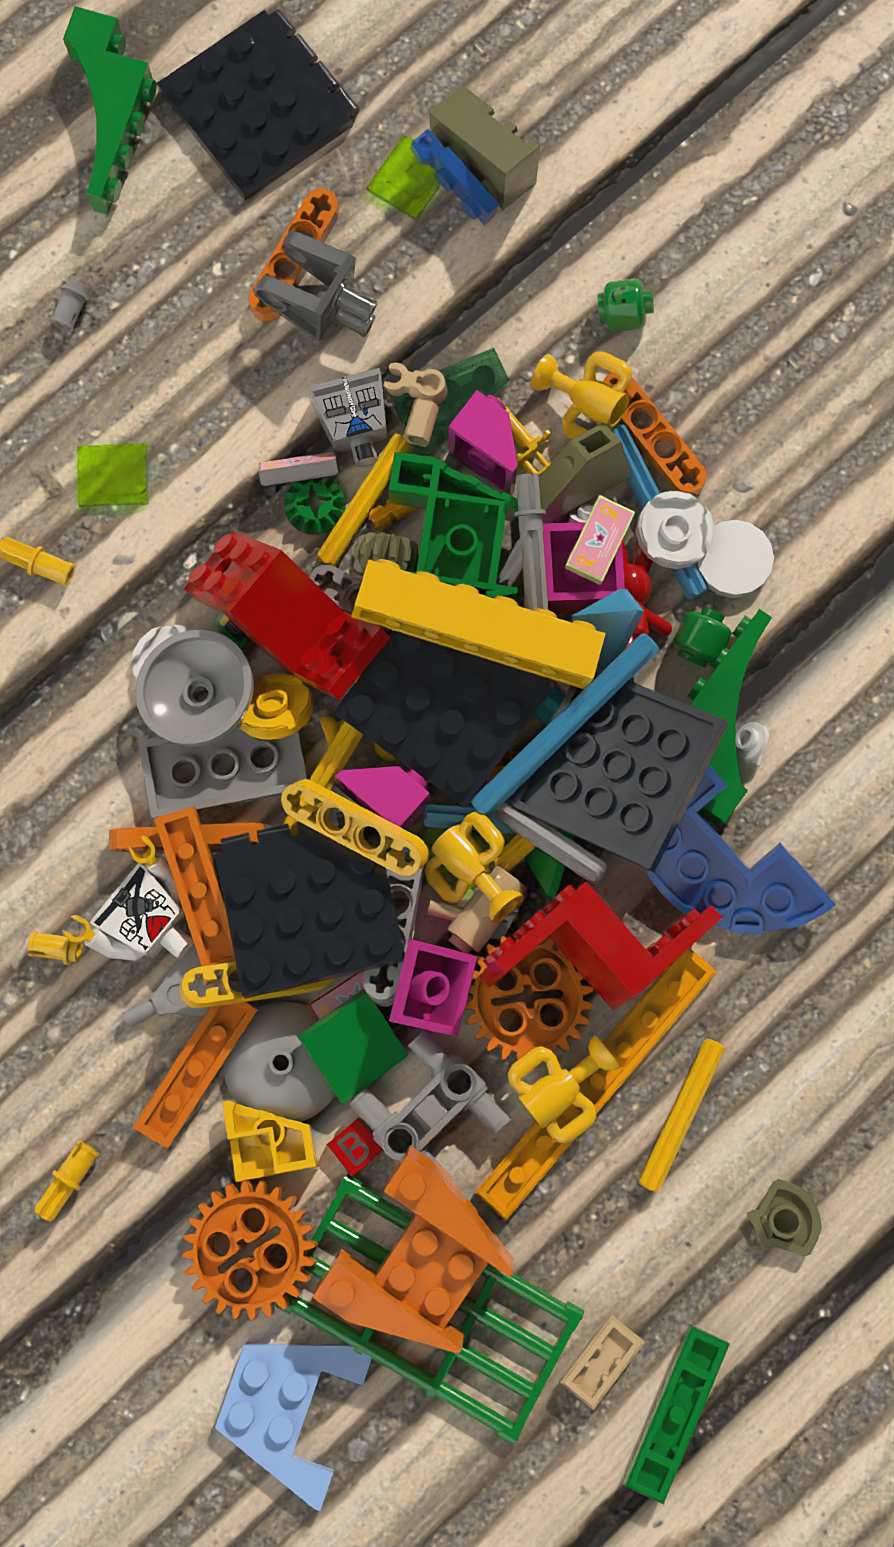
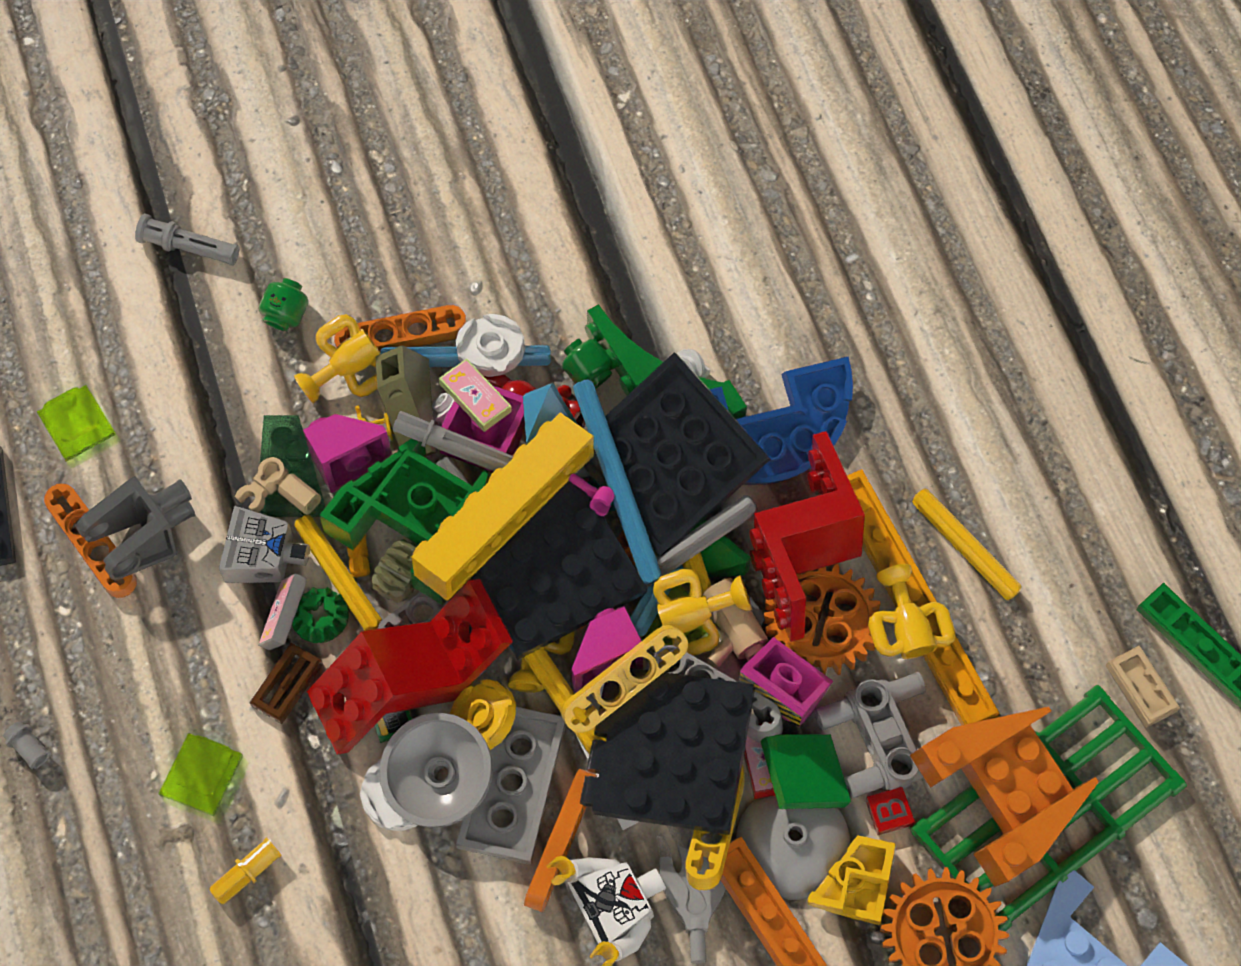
camera: 65 degrees left, 15 degrees down
(197, 885) = (613, 838): orange plate -> none
(229, 521) = (269, 709): none -> reddish brown tile
(455, 176) = (102, 381): blue hinge -> none
(485, 146) = (88, 351): olive wedge -> none
(538, 718) = (601, 497): none -> dark pink hand
(650, 162) = (172, 236): none -> light grey pin
(737, 559) = (538, 314): white tile -> none
(787, 1219) = (1080, 501): olive animal -> none

